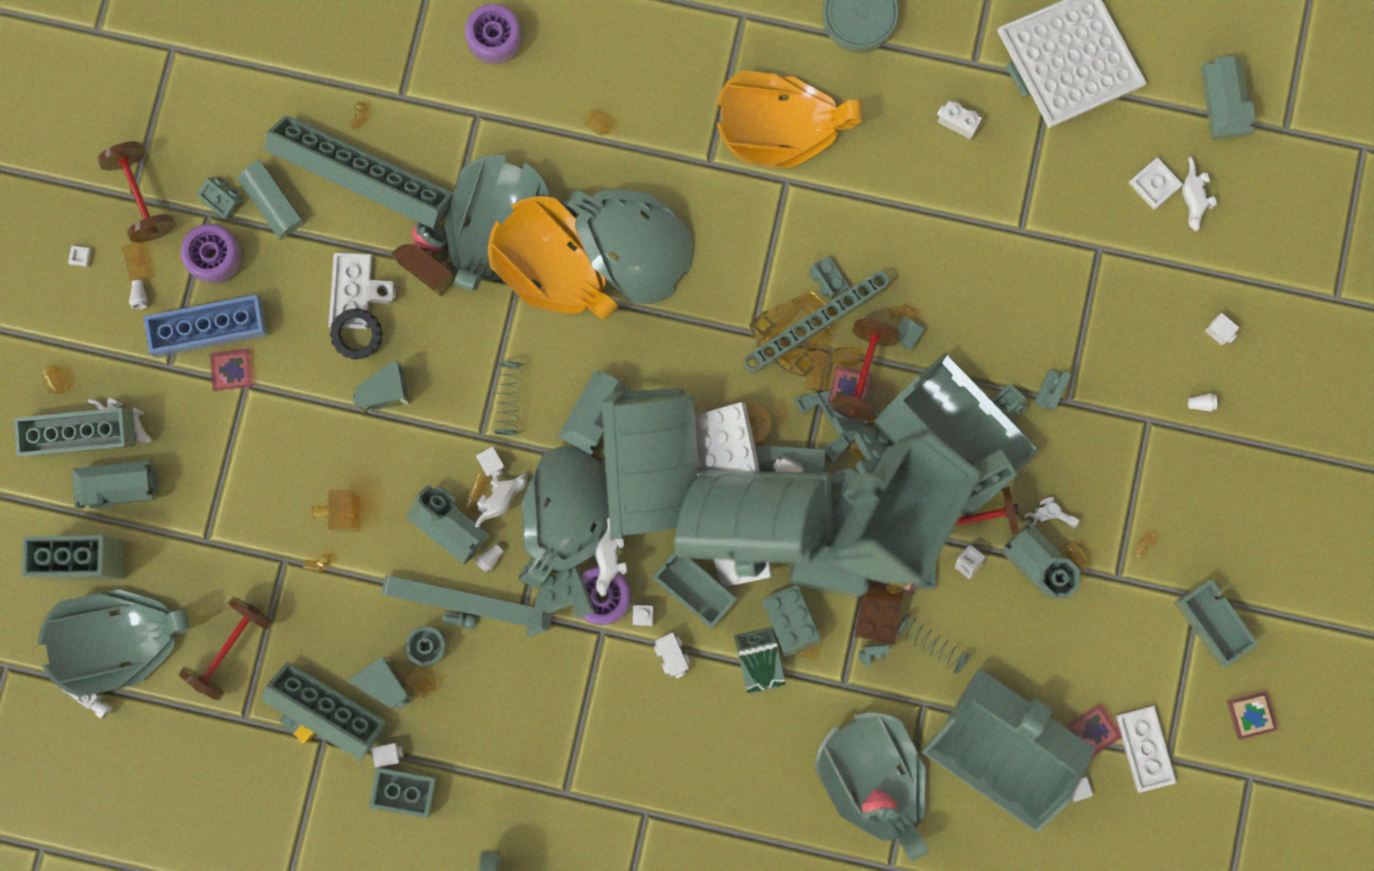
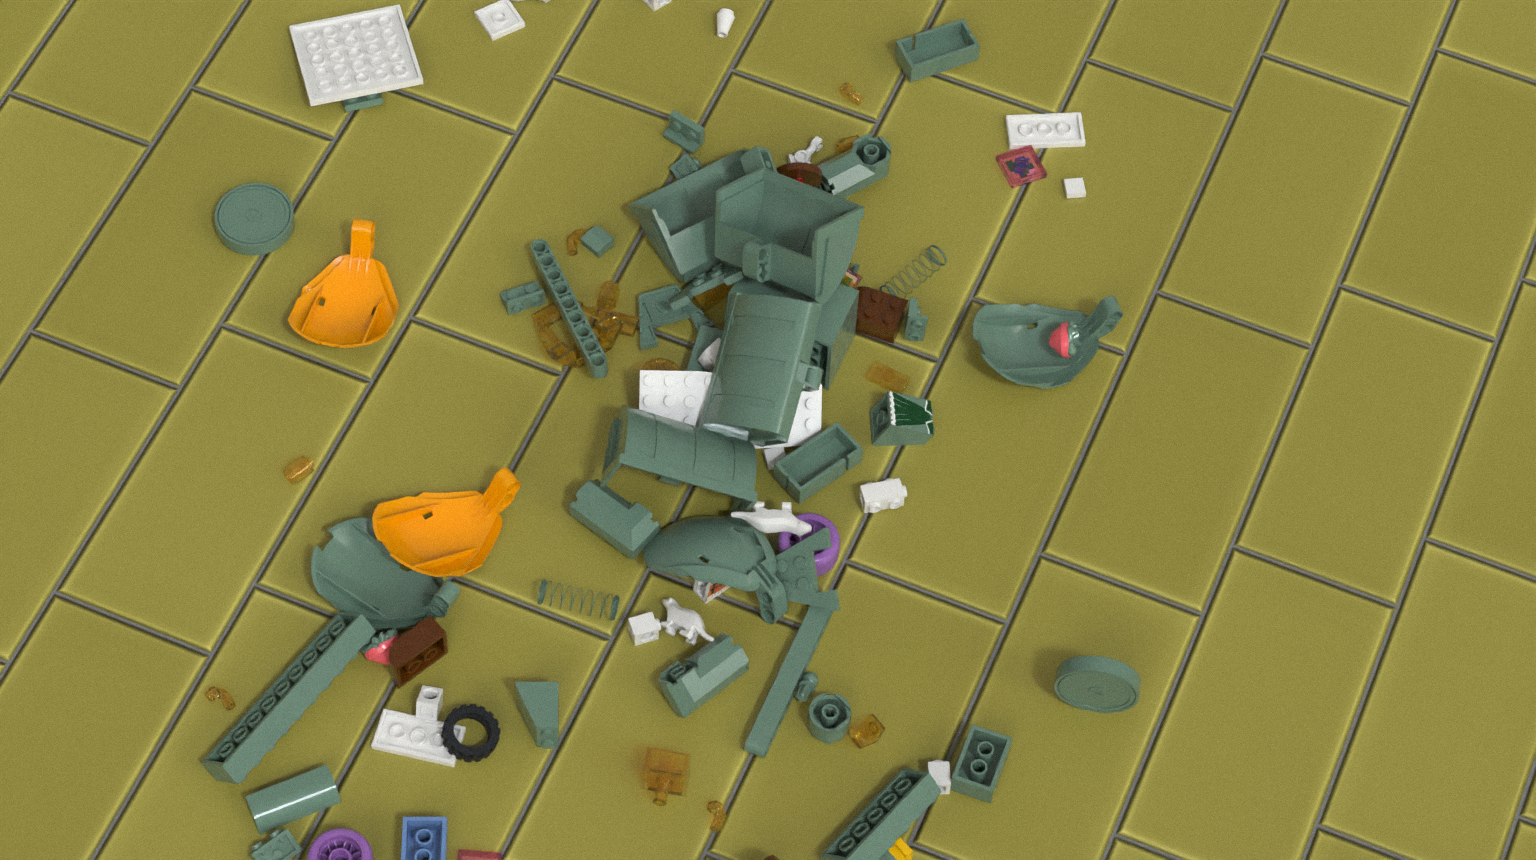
camera: 85 degrees left, 25 degrees down
(383, 683) = (861, 761): sand green slope -> none
(475, 493) = (672, 649): clear yellow pin -> none
(489, 558) = (750, 648): white cone -> none
(492, 20) = (172, 544): medium lavender wheel -> none
(642, 615) = (837, 513): white brick -> none
(648, 251) = (425, 445): sand green windscreen -> none
(791, 621) = (866, 383): sand green brick -> none
(845, 383) = (642, 295): clear pink tile -> none
(876, 334) = (594, 257): reddish brown piece -> none
(958, 119) = (391, 156): white brick -> none
(1011, 751) = (1028, 224): sand green piece -> none
(1252, 715) = (1028, 45): tile -> none

